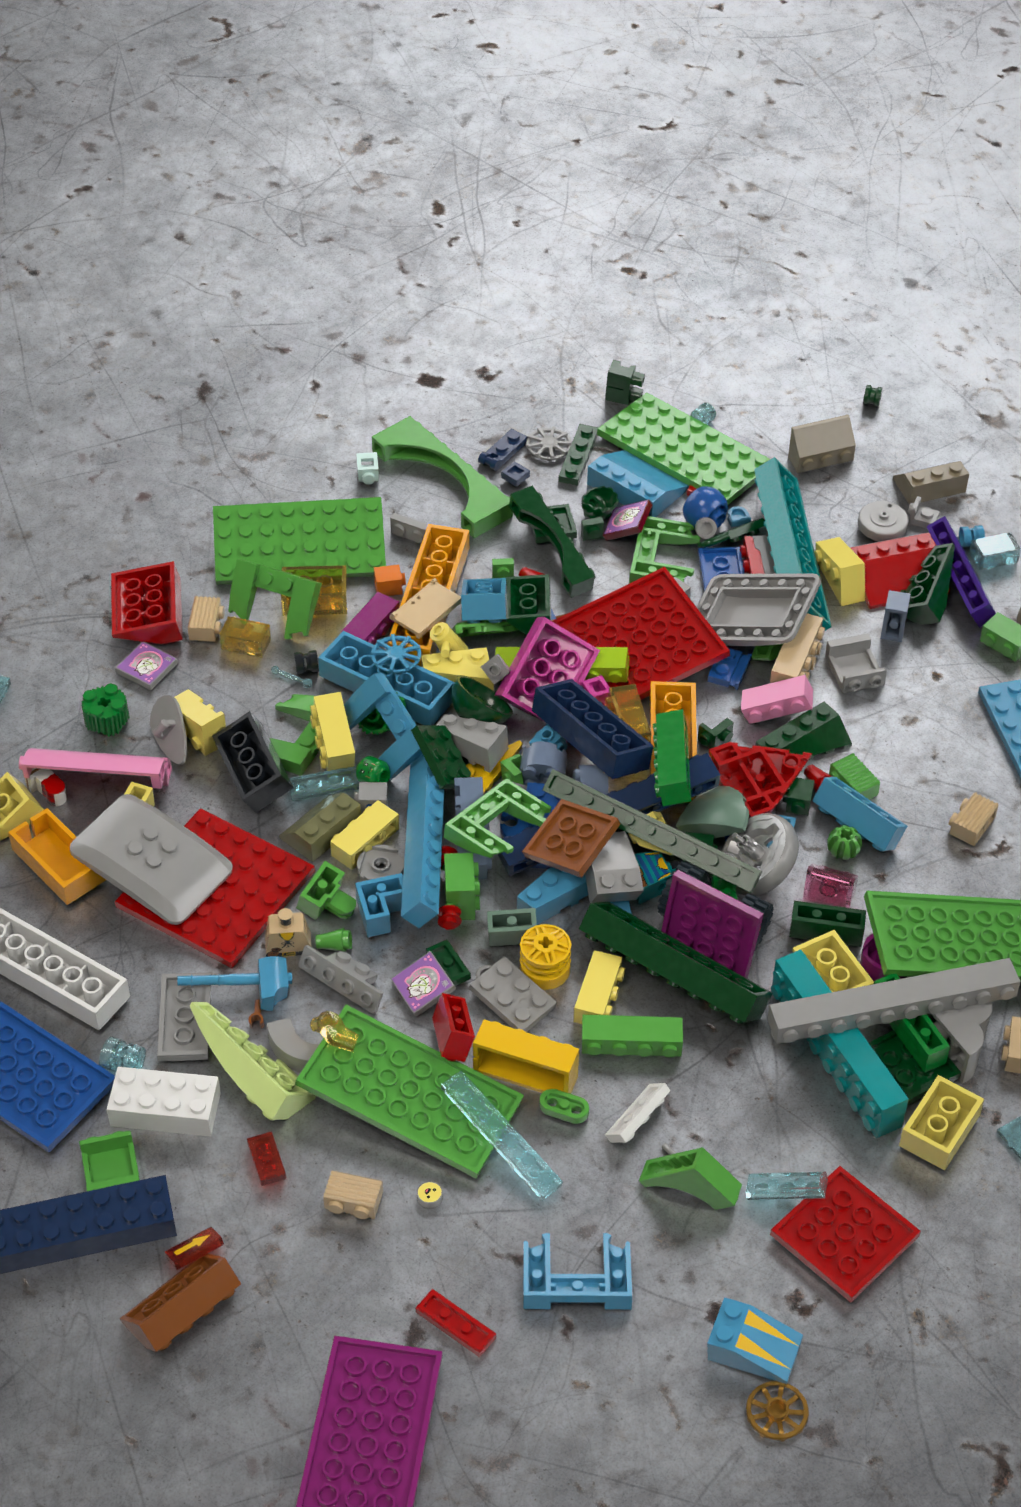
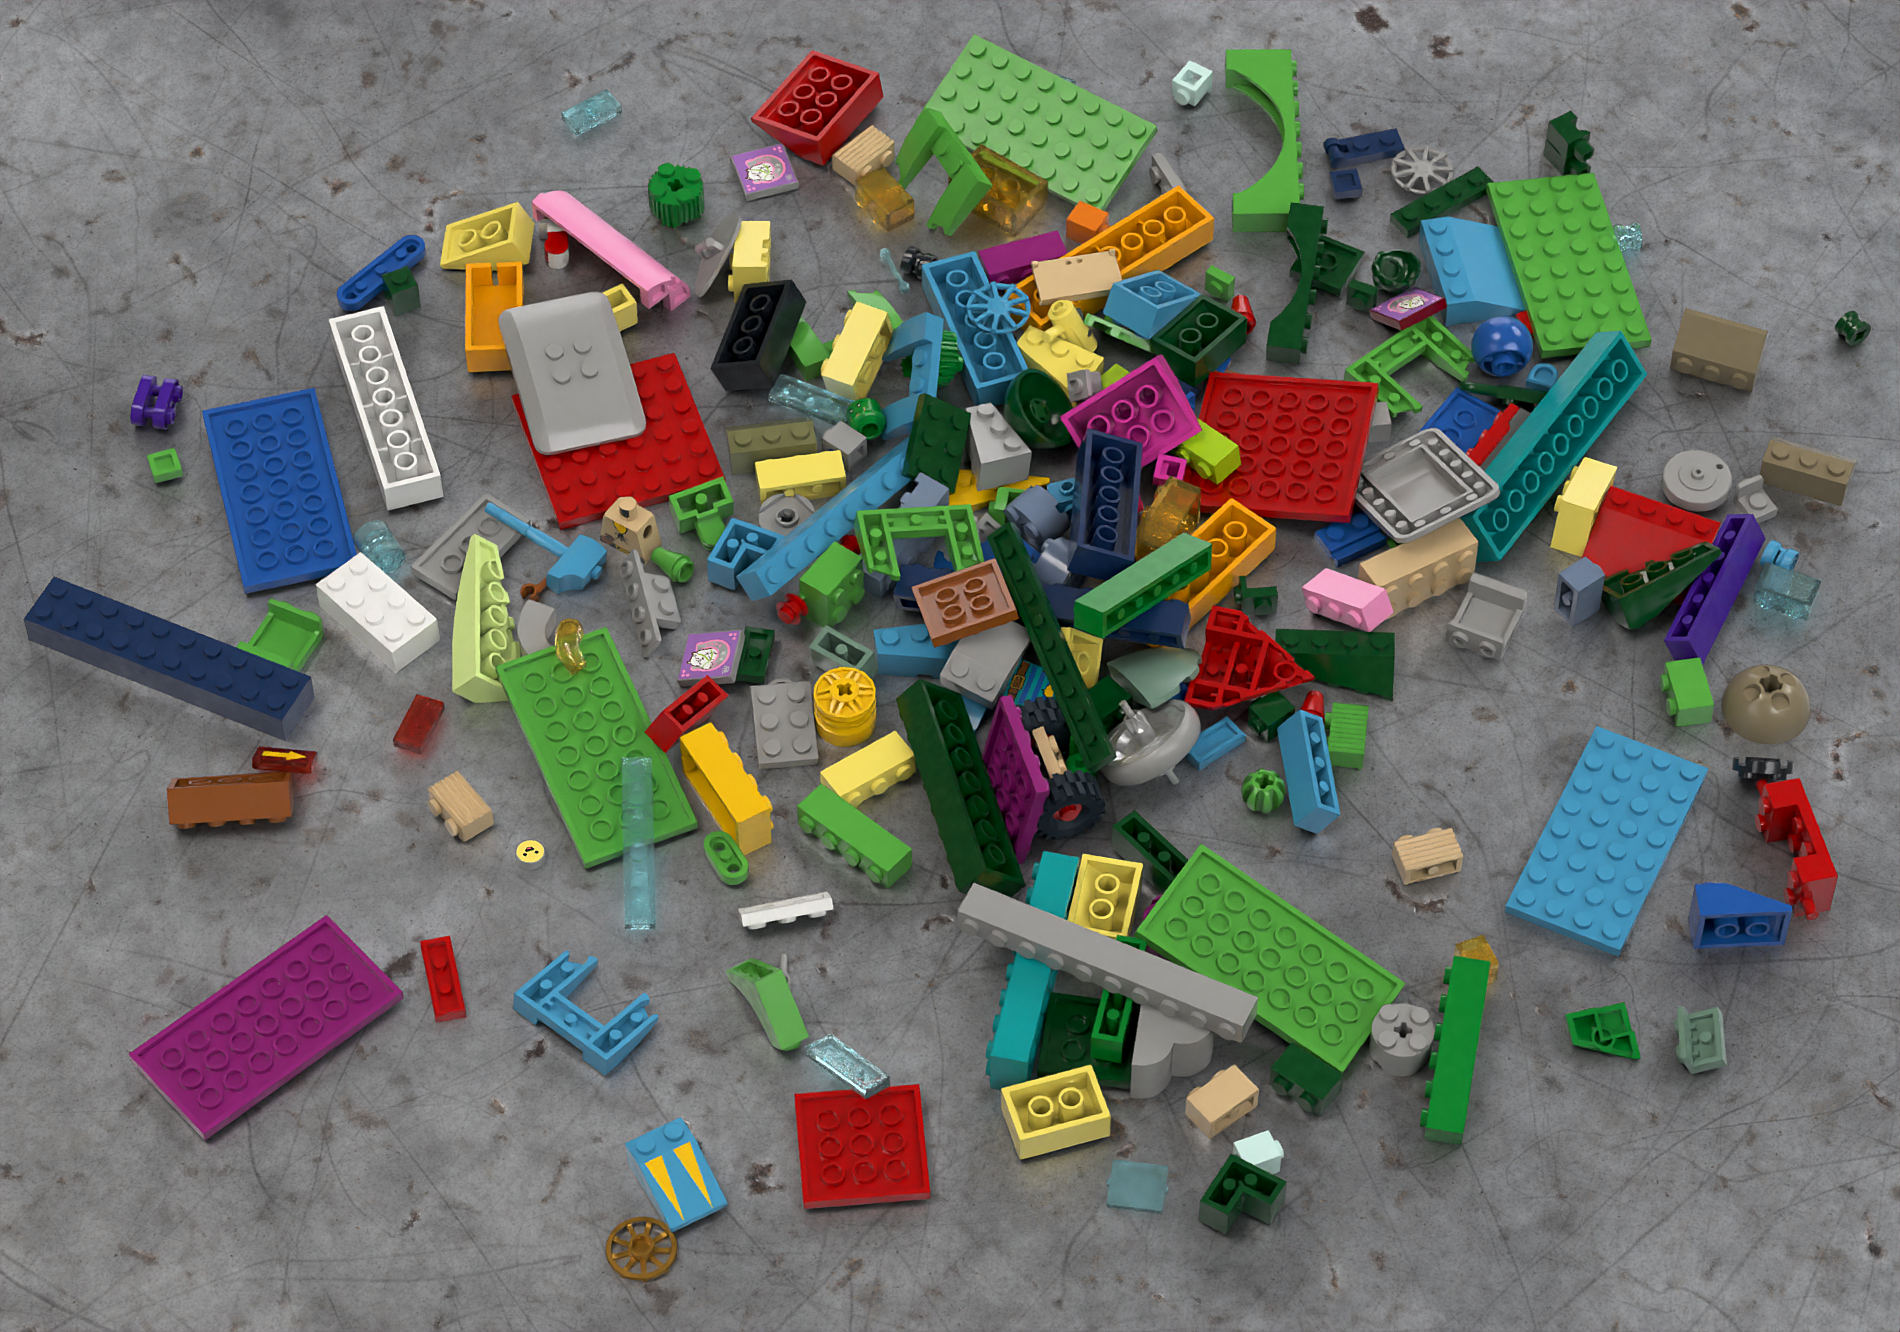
camera: 40 degrees right, 5 degrees up
(705, 528) = (1477, 367): light grey tile -> none
(829, 886) = (1199, 820): clear pink slope -> none

